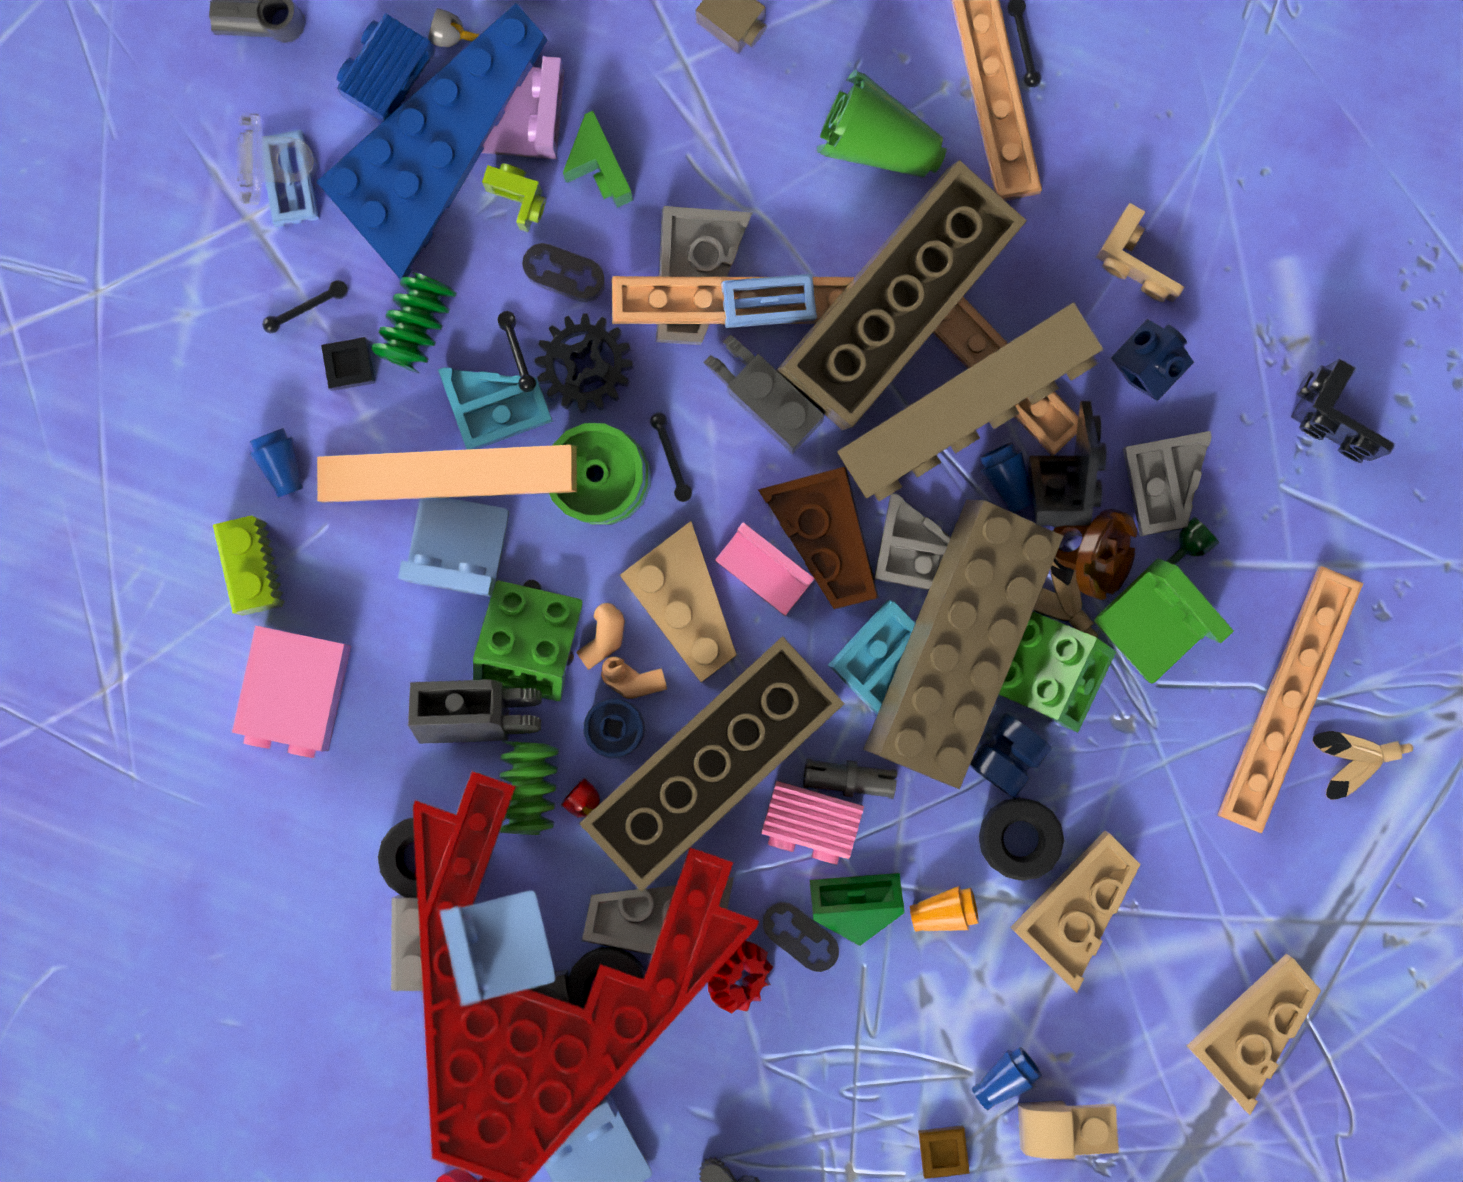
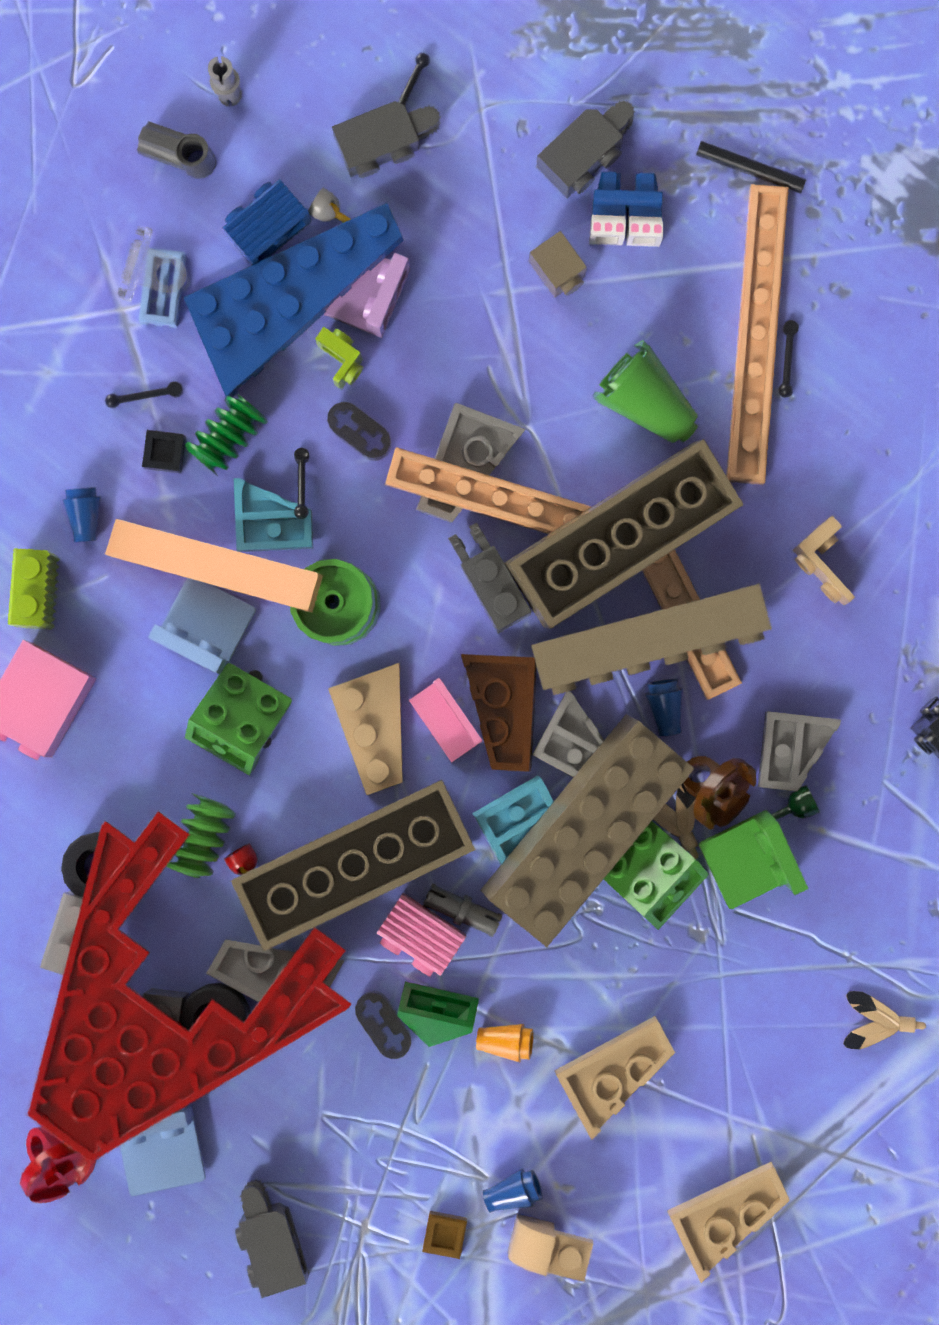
camera: 20 degrees right, 0 degrees up
(469, 711) = (172, 761): dark grey hinge -> none
(498, 947) = (132, 961): light blue bracket -> none
(593, 152) = (411, 341): bright green slope -> none
(594, 338) = (340, 498): black gear -> none
(607, 638) = (303, 735): light nougat arm -> none
(614, 728) = (284, 811): dark blue wheel -> none
(629, 682) = (309, 777): light nougat arm -> none
(682, 491) = (399, 637): black hinge -> none
(722, 985) = (308, 1050): red gear -> none
(731, 304) = (484, 499): light blue tile -> none
(1010, 755) = (596, 932): dark blue wheel -> none
(1049, 843) = (591, 1025): black tyre -> none
(1067, 486) = (709, 727): black bracket -> none
(1153, 359) = (812, 647): dark blue brick -> none
(1290, 699) = (838, 956): light nougat tile -> none

